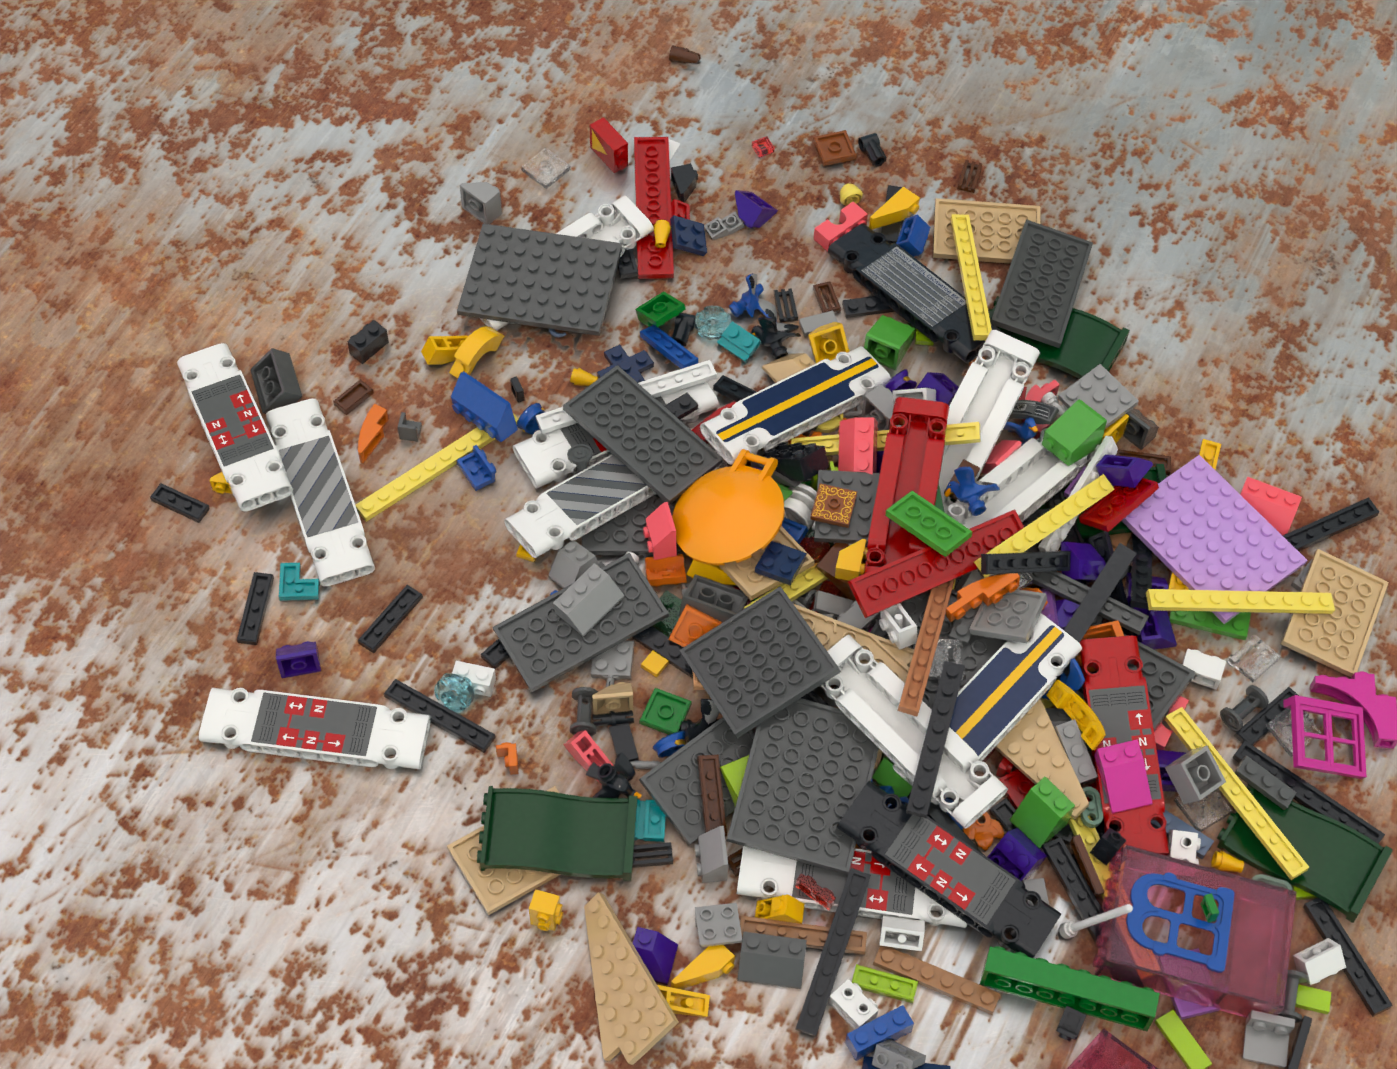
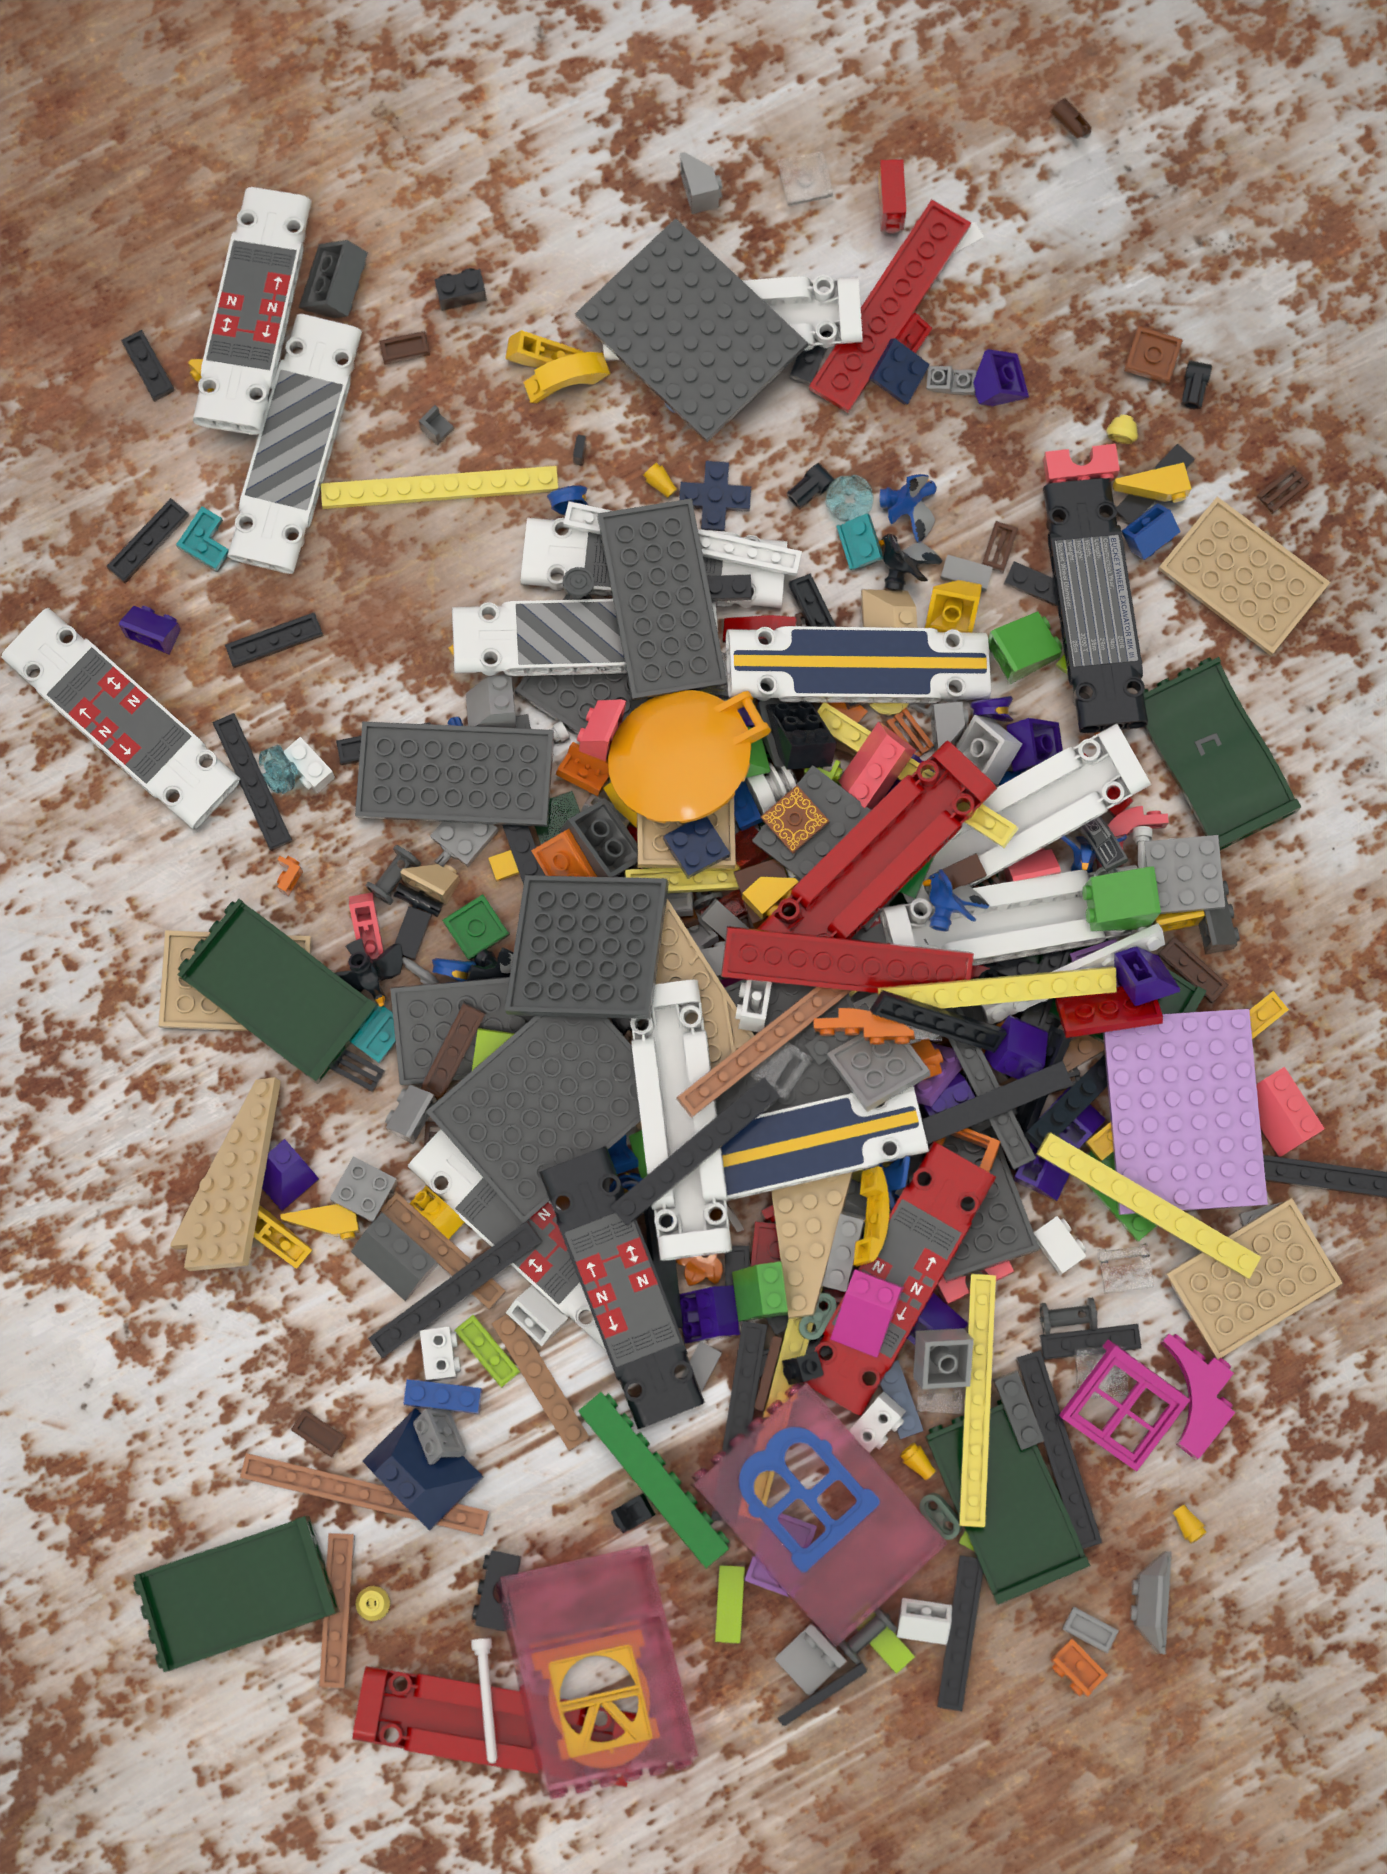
camera: 35 degrees right, 20 degrees up
(372, 431) = (392, 405): orange slope -> none
(477, 468) = (472, 521): blue bracket -> none
(483, 407) = (520, 457): blue slope -> none
(545, 910) = (210, 1063): yellow brick -> none
(588, 600) = (472, 758): light grey slope -> none
(659, 310) = (798, 449): green plate -> none
(661, 232) = (868, 351): yellow cone -> none
(668, 347) = (775, 503): blue plate -> none
(684, 181) = (947, 294): black slope -> none
(763, 146) = (1073, 300): clear red tile -> none
(783, 294) = (955, 509): black tile -> none
(821, 895) = (481, 1229): clear red plate -> none
(928, 523) = (862, 914): bright green plate -> none
(971, 277) = (1165, 631): light yellow plate -> none
(1042, 283) = (1247, 686): dark grey plate -> none
(1070, 929) = (707, 1422): white piece -> none
(1209, 908) = (835, 1504): green tile -> none

